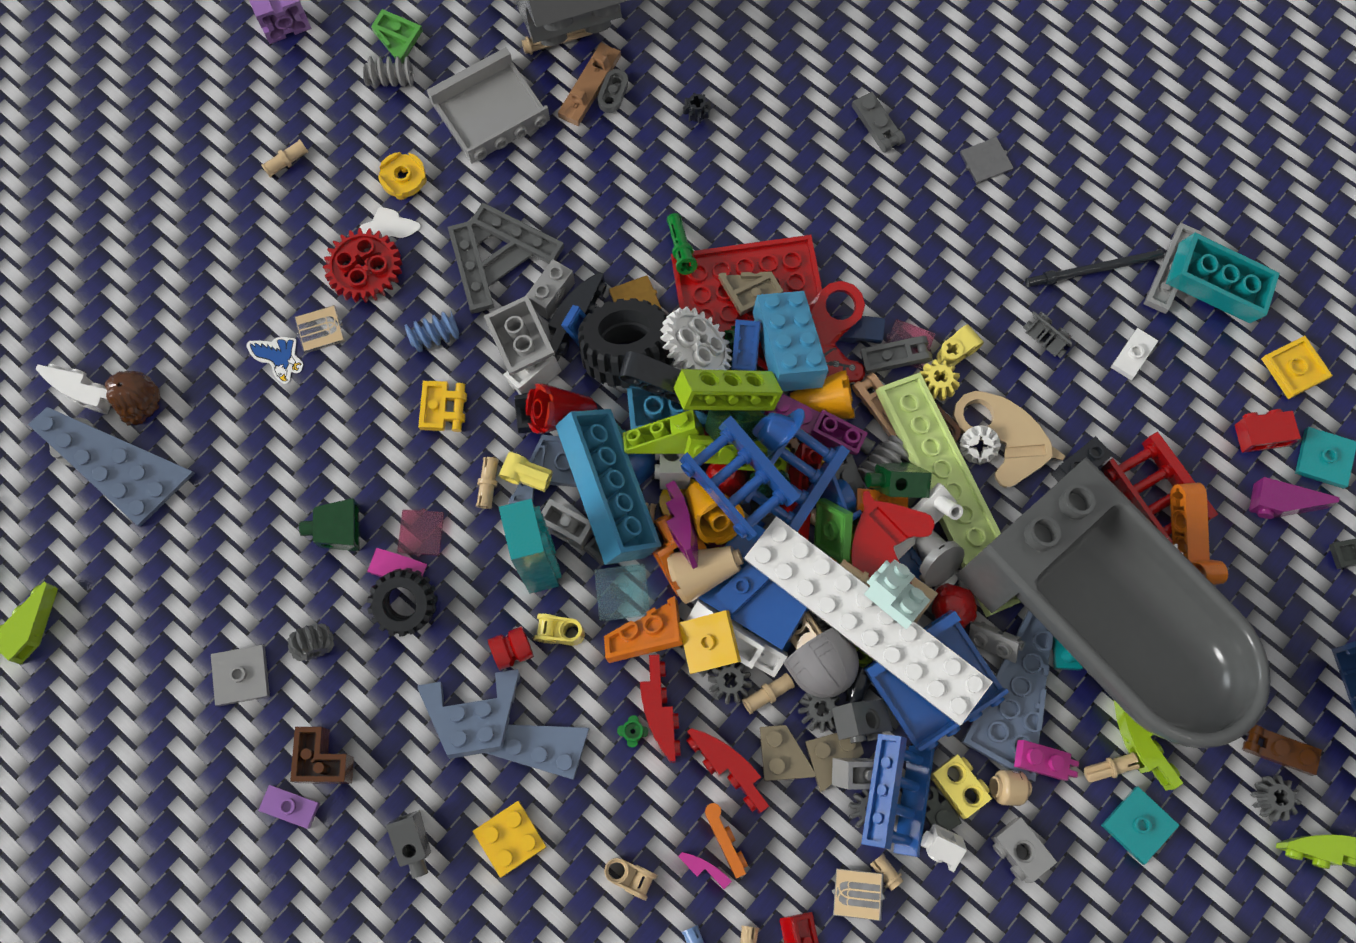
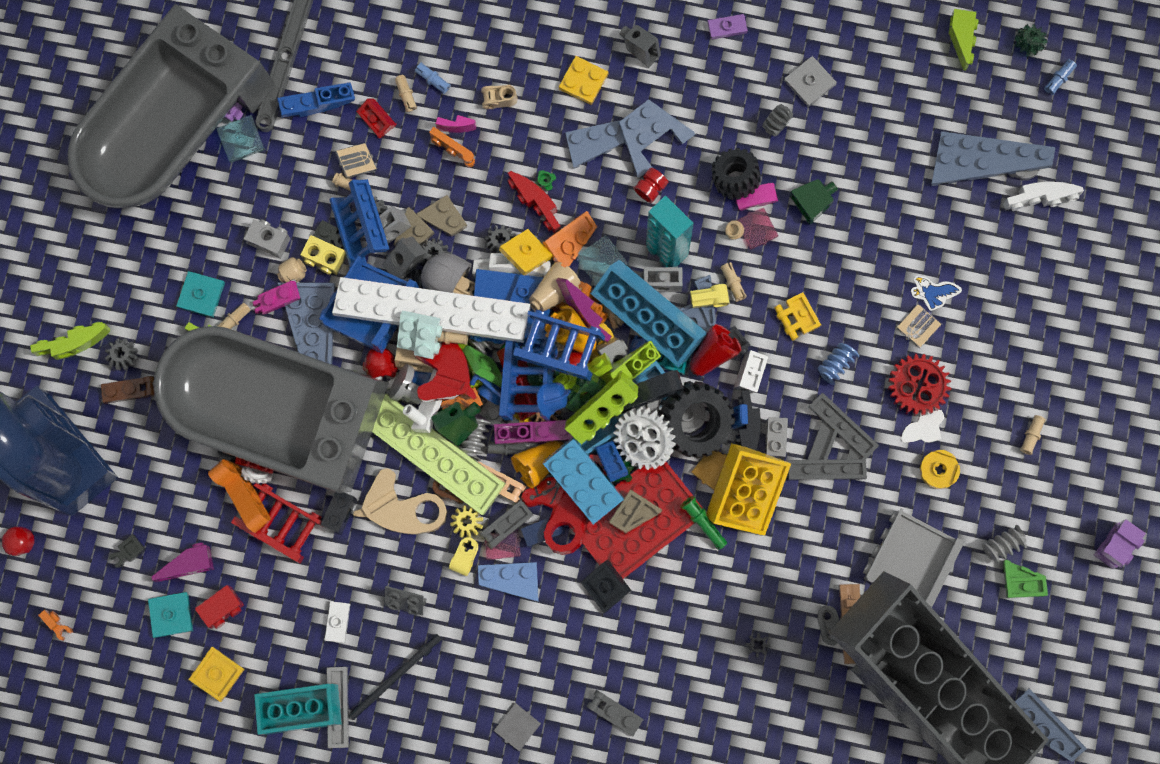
camera: 155 degrees right, 5 degrees up
(132, 396) = (1003, 211): reddish brown hair -> none
(312, 762) = (727, 54): reddish brown brick -> none
(447, 542) = (734, 230): none -> tan plate
(519, 335) = (771, 386): light grey slope -> none
(553, 630) = (630, 211): light yellow piece -> none
(616, 249) = (747, 490): none -> yellow slope
(721, 758) = (479, 193): red slope -> none
(768, 693) = (474, 245): tan pin -> none
(821, 235) = (606, 586): none -> black plate
(918, 301) = (514, 579): none -> medium blue wing
(944, 846) = (317, 213): white brick -> none
(972, 437) = (412, 495): white gear -> none
(990, 640) = (351, 358): light grey hinge -> none

